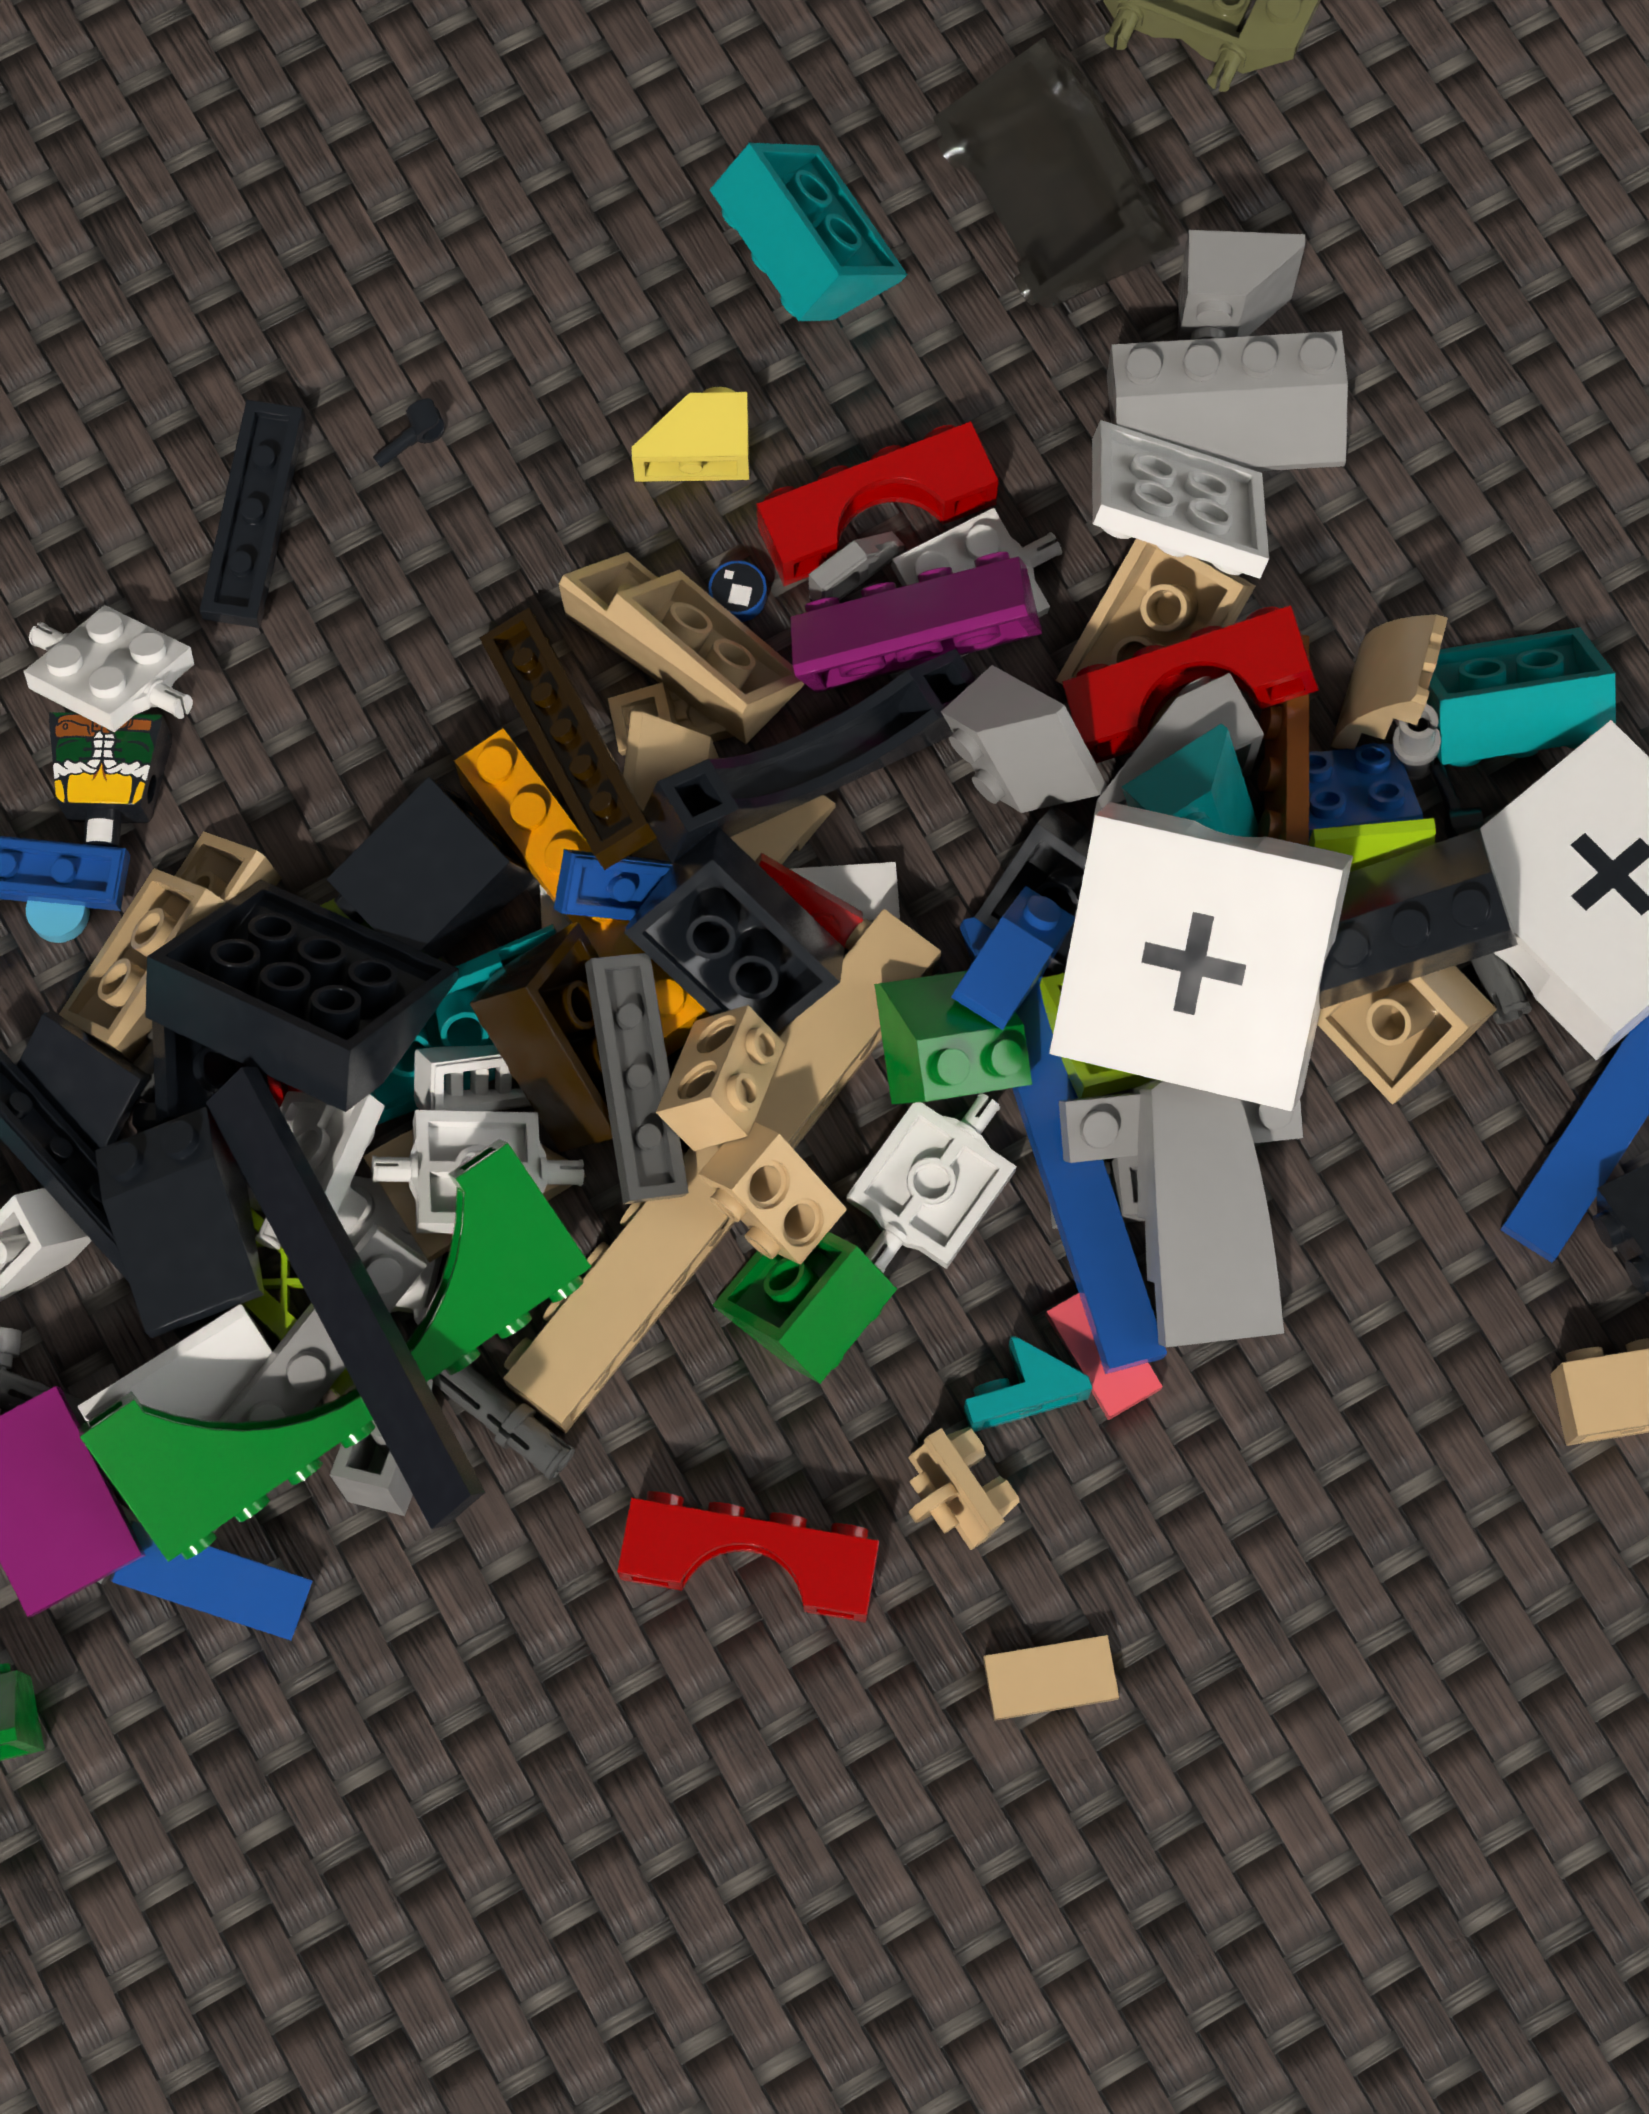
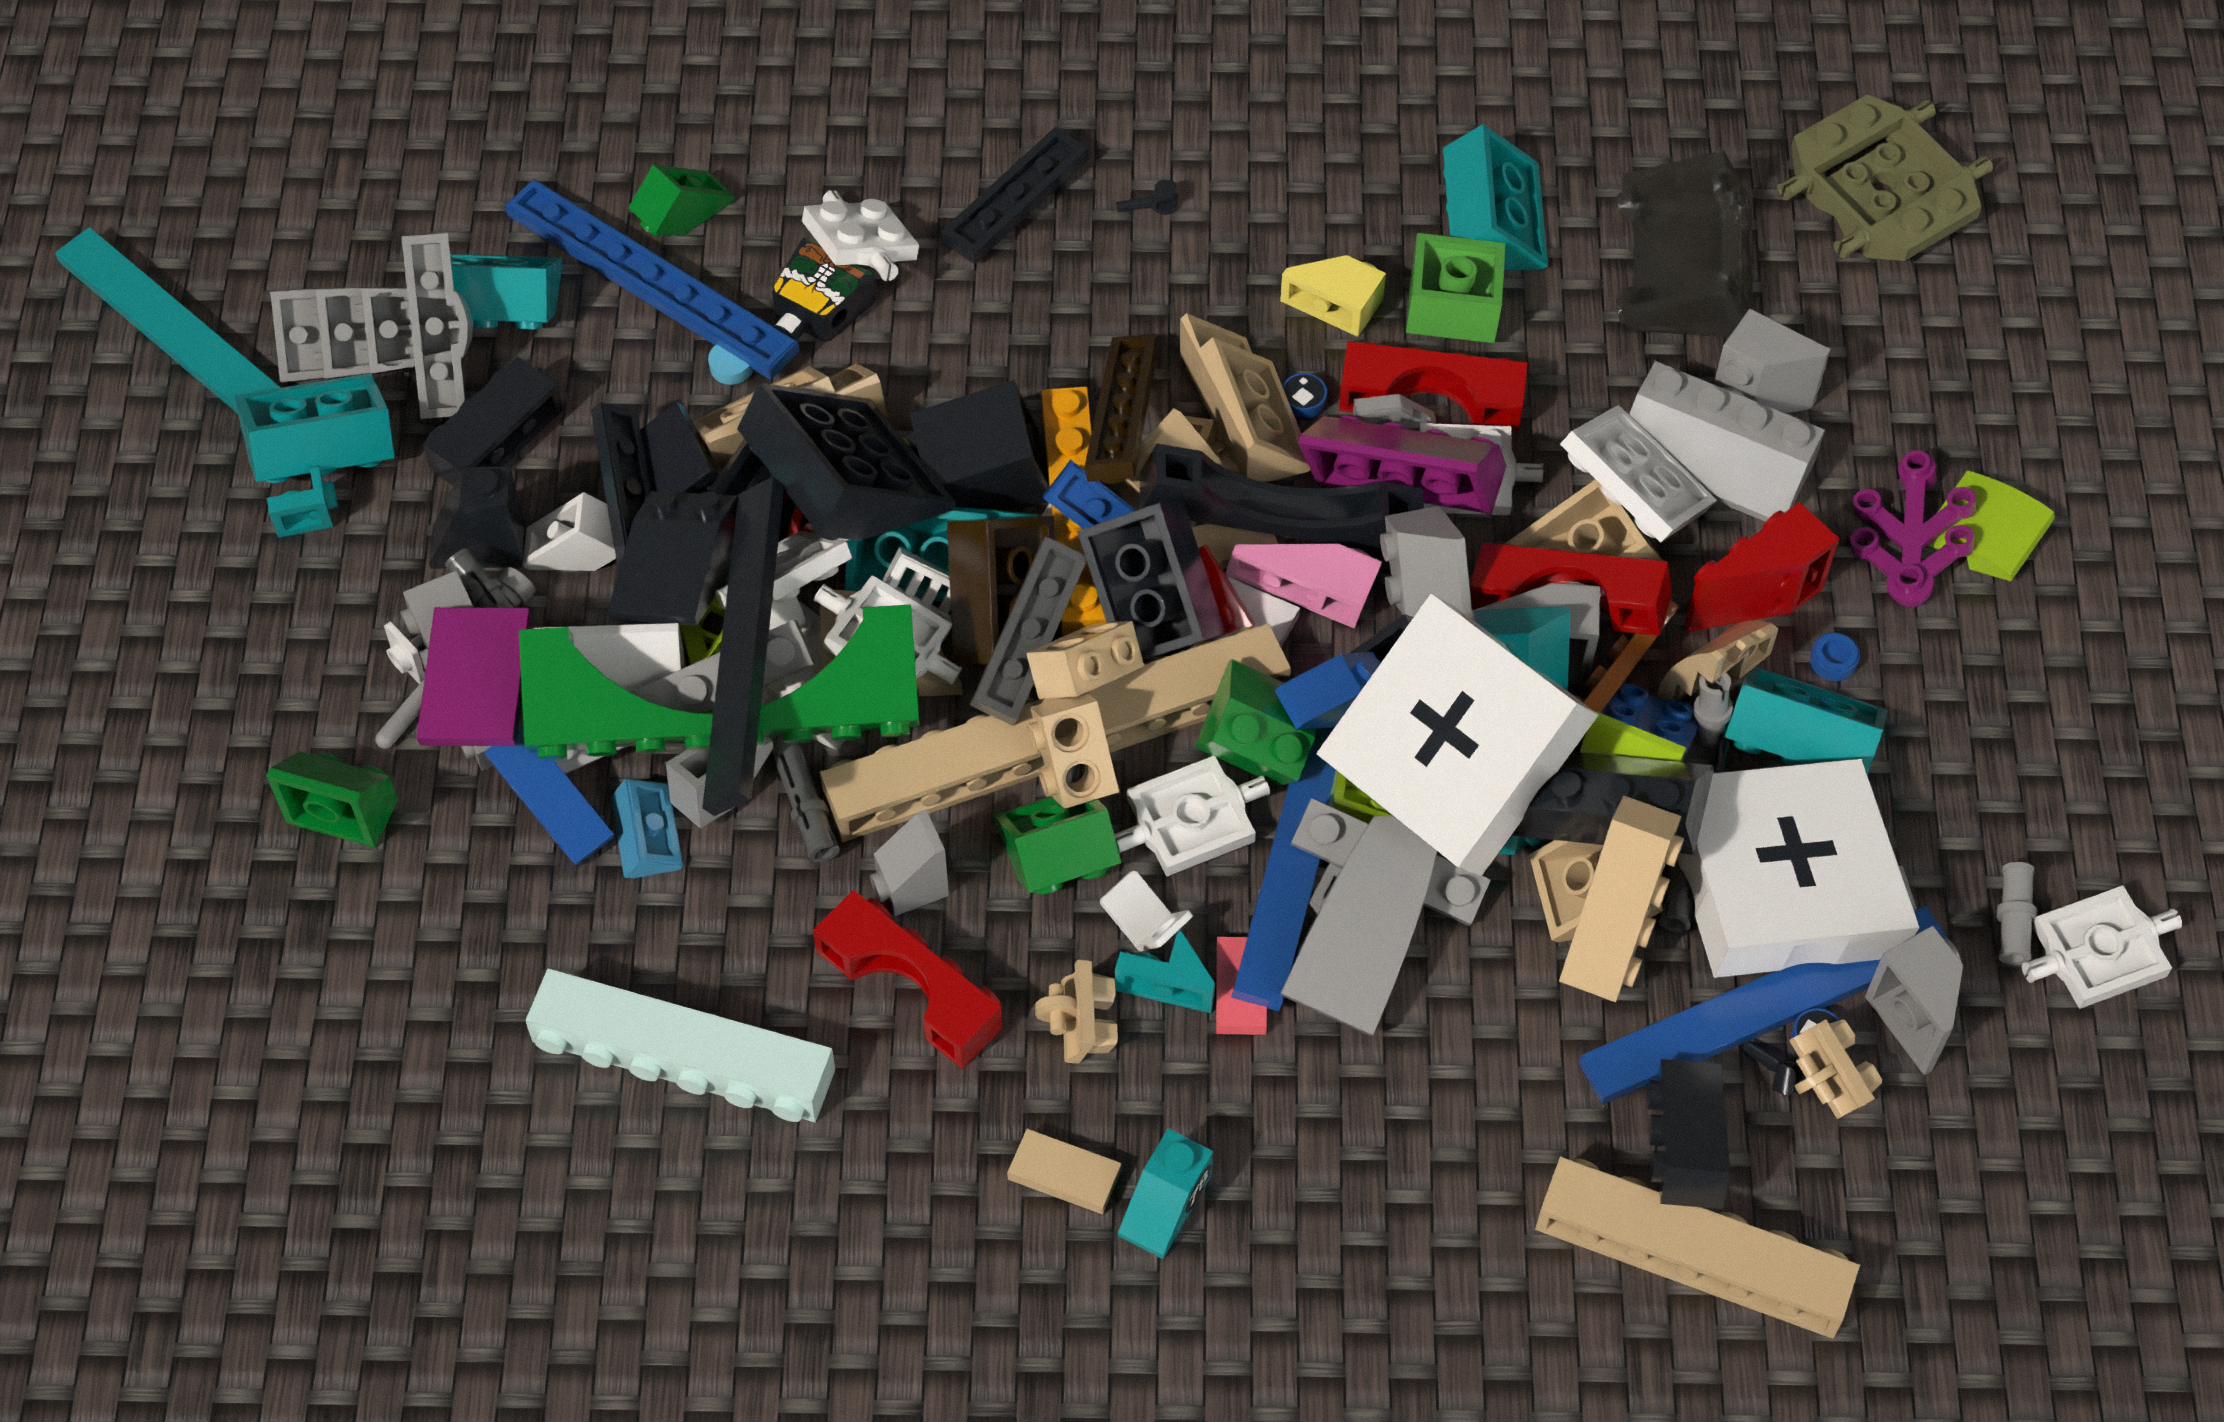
camera: 30 degrees right, 15 degrees down
(339, 1548) = (646, 828): none -> dark azure slope
(551, 1788) = (681, 1046): none -> light aqua brick
(673, 1431) = (911, 866): none -> light grey slope
(833, 365) = (1456, 288): none -> bright green slope
(904, 815) = (1314, 576): none -> bright pink slope
(956, 1332) = (1142, 913): none -> white bracket
(1177, 1644) = (1166, 1193): none -> teal slope
(1376, 538) = (1764, 573): none -> red slope
(1472, 1038) = (1620, 898): none -> tan brick
(1490, 594) = (1834, 656): none -> blue tile
(1493, 400) = (1914, 533): none -> magenta plant
(1563, 344) = (2003, 526): none -> lime slope

